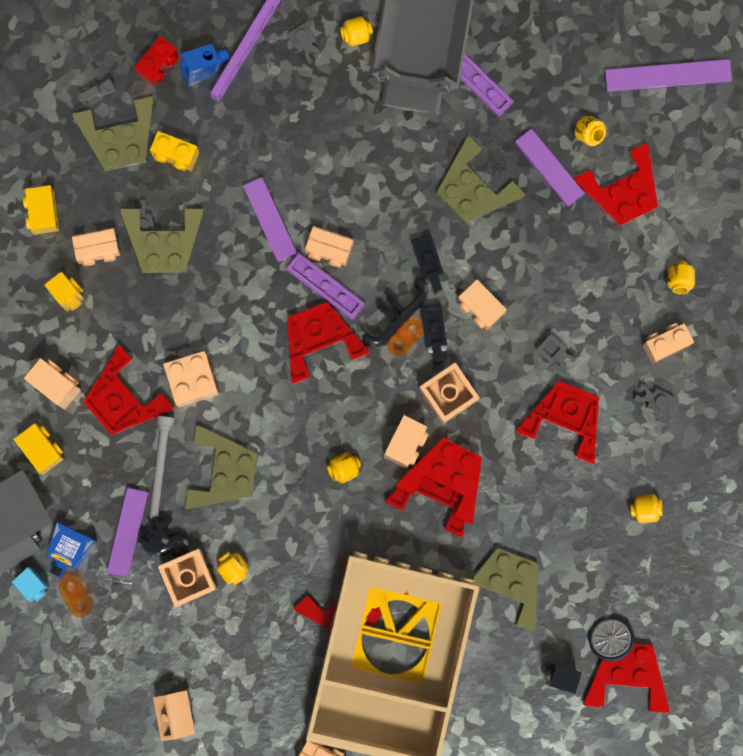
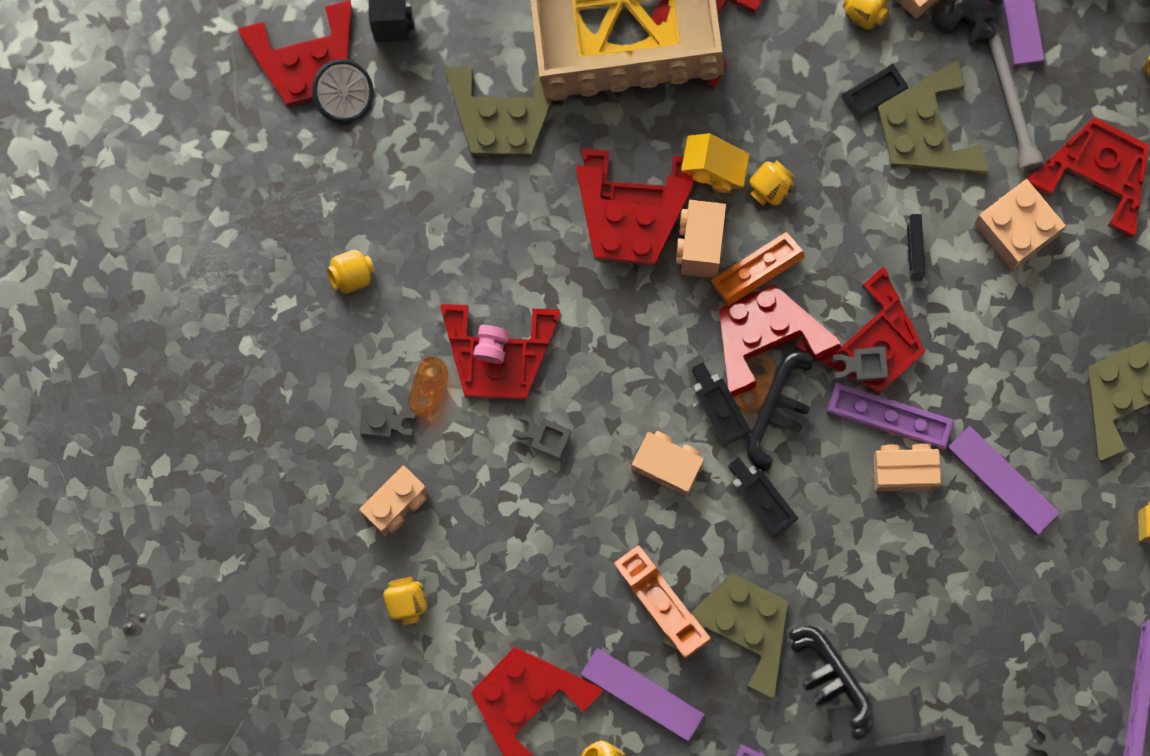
camera: 165 degrees right, 5 degrees down
(248, 508) = (874, 91): none -> black tile
(265, 389) = (915, 247): none -> black tile
(330, 319) = (866, 364): none -> dark grey plate
(375, 413) = (757, 268): none -> orange plate
(377, 491) = (715, 162): none -> yellow brick
(388, 374) = (762, 324): none -> wing
(424, 135) = (813, 638): none -> black piece
(449, 393) = (668, 325): light nougat brick -> none
(517, 217) = (661, 602): none -> slope
(571, 421) = (491, 344): none -> bright pink wheel
(619, 412) = (428, 386): none -> clear orange plate

